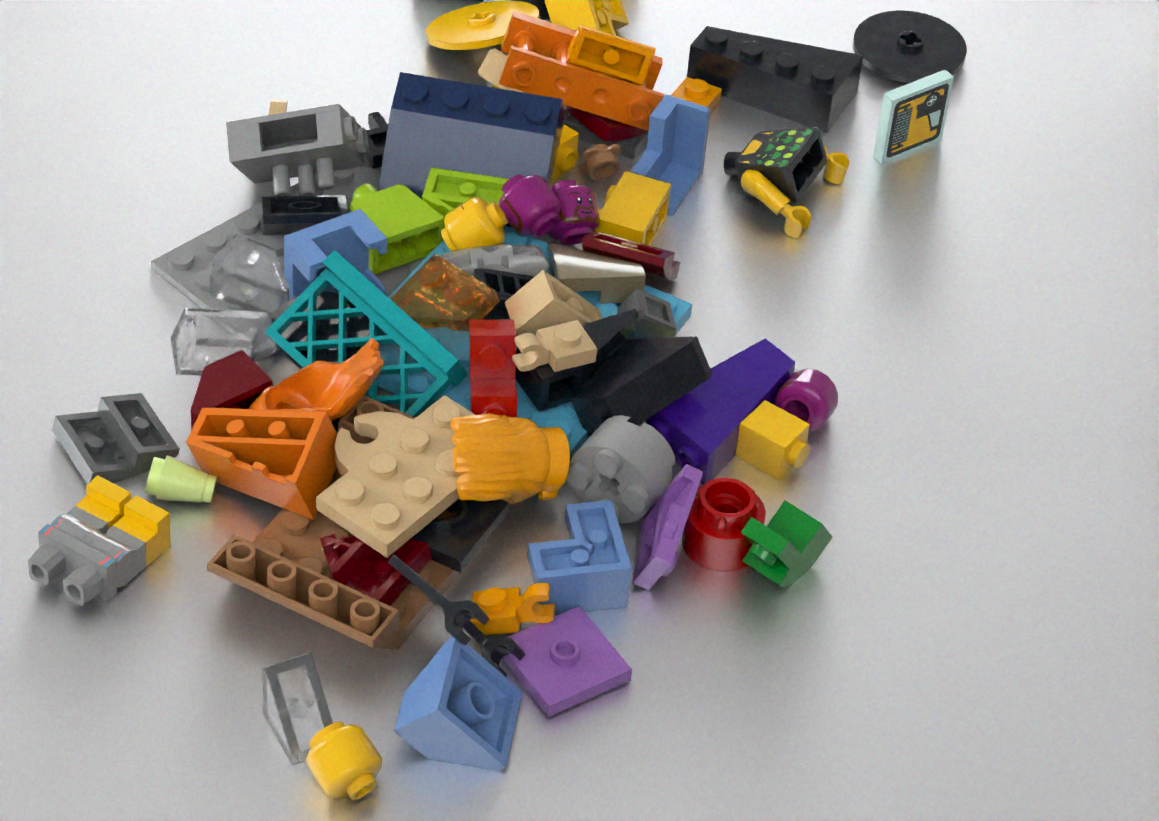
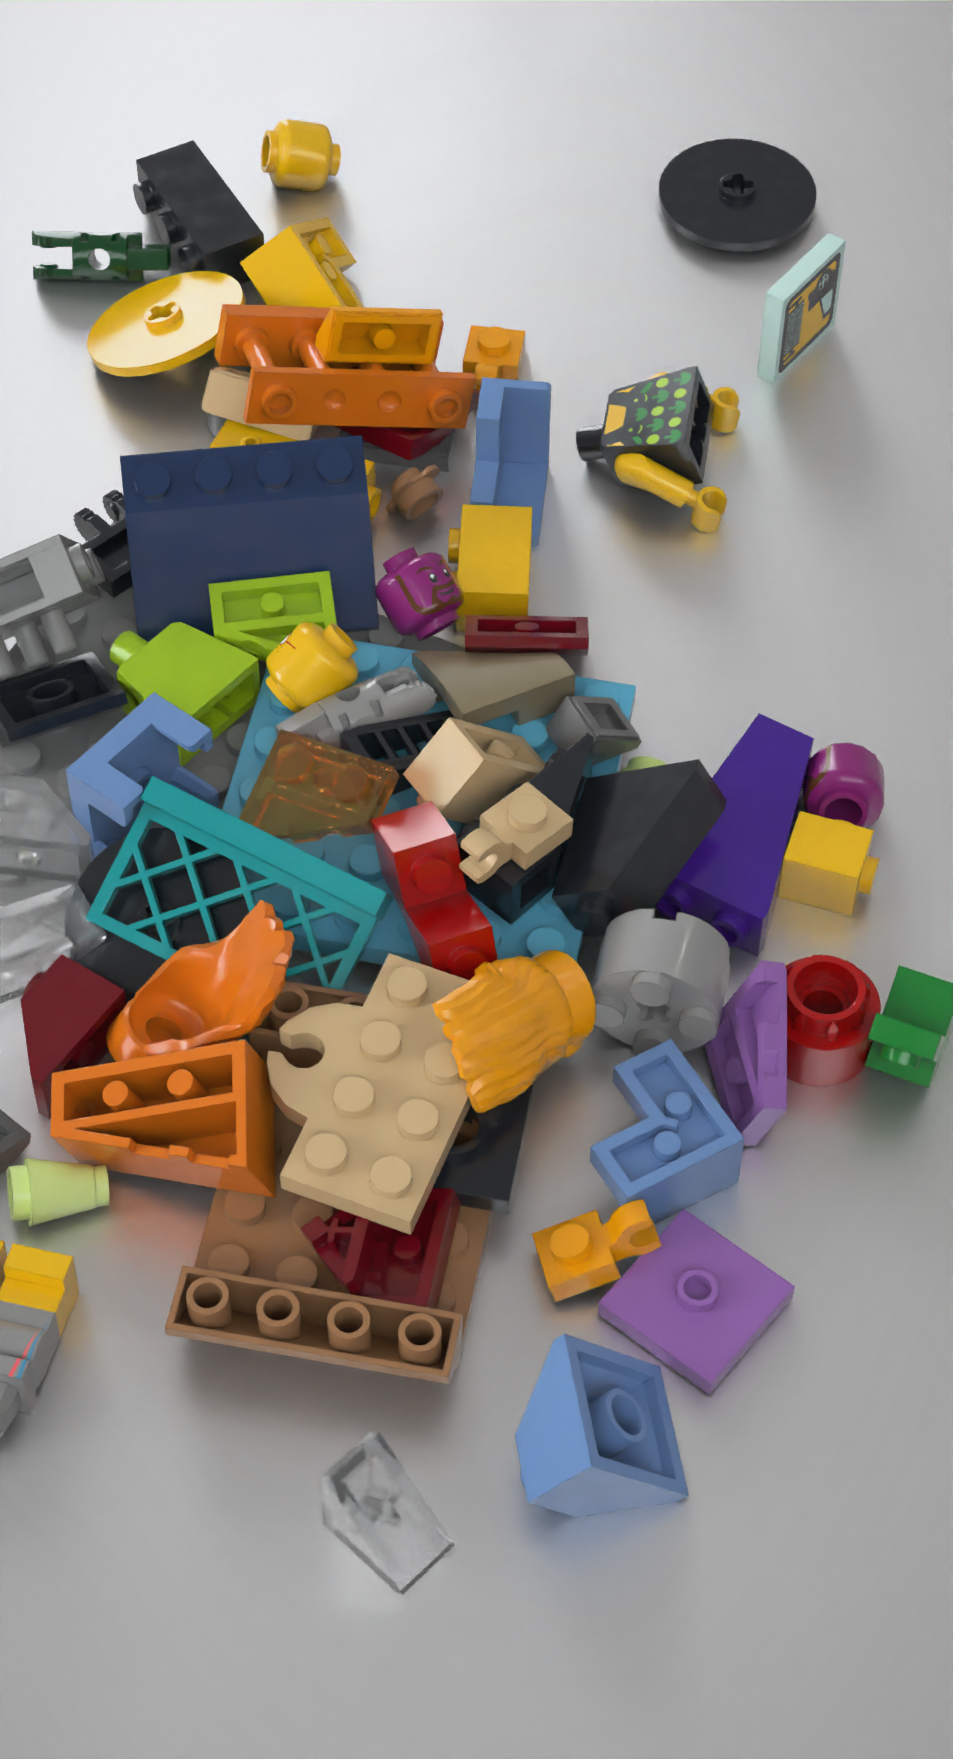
camera: 15 degrees left, 10 degrees up
(344, 761) = (477, 1573): yellow head -> none
(458, 619) = (556, 1306): black flag -> none
(530, 205) = (371, 606): magenta head -> none
(777, 75) = (589, 290): black wedge -> none

